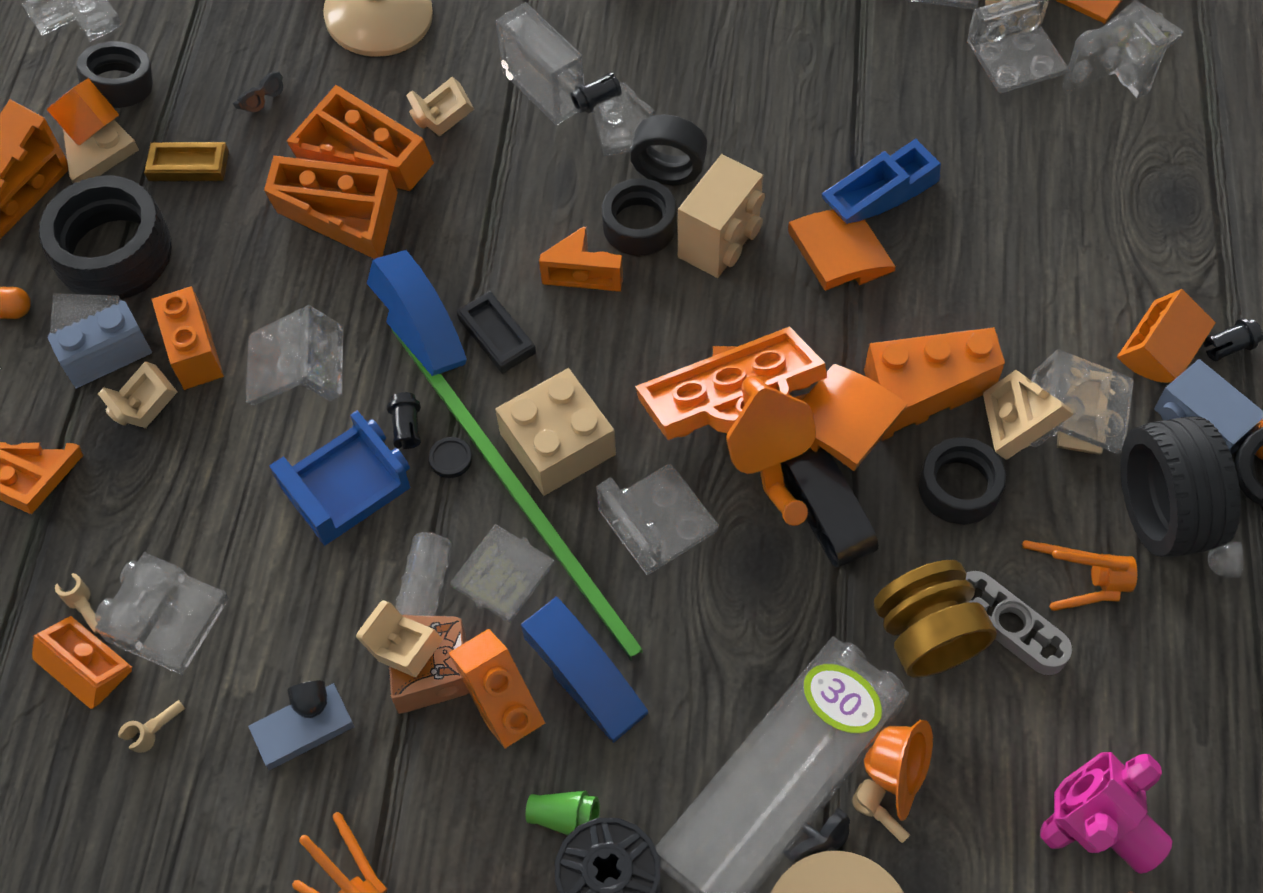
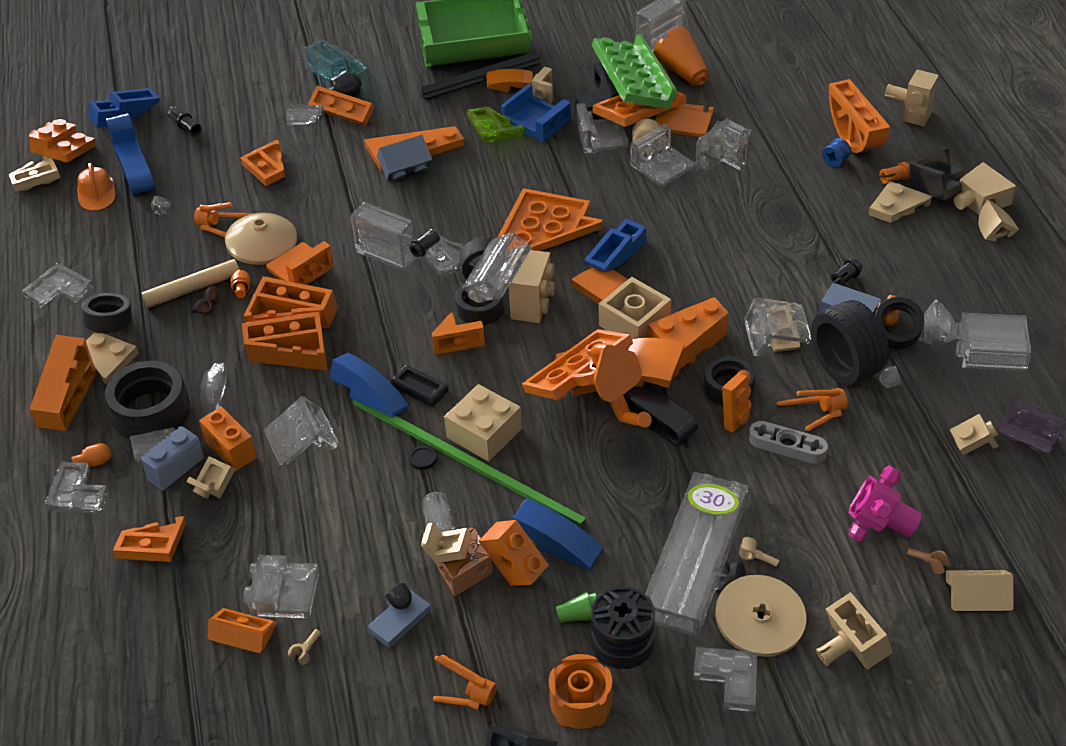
camera: 20 degrees left, 15 degrees down
(78, 599) = (223, 598): tan hand -> none
(82, 111) = (99, 336): orange panel -> none
(187, 161) = (176, 349): pearl gold tile -> none
(211, 242) = (214, 386): none -> clear brick
(250, 58) = (189, 283): none -> tan piece
(317, 79) = (240, 283): none -> orange cylinder
(344, 479) = (363, 485): blue panel -> none
(405, 420) = (383, 439): black pin -> none
(407, 68) = (302, 263): none -> orange bracket
(441, 108) = (330, 276): tan bracket -> none
(502, 573) = (482, 505): clear piece -> none
(656, 517) = (561, 449): clear bracket -> none
(670, 178) = (496, 268): none -> clear brick
(790, 106) = (549, 219): none -> orange wing
(858, 308) = (633, 308): none -> tan brick
(901, 762) = (757, 521): orange piece -> none
(934, 618) = (746, 446): pearl gold wheel -> none
(955, 526) = (736, 402): none -> orange plate
(1021, 413) = (748, 334): tan wing -> none
(1167, 338) = (810, 280): orange brick -> none

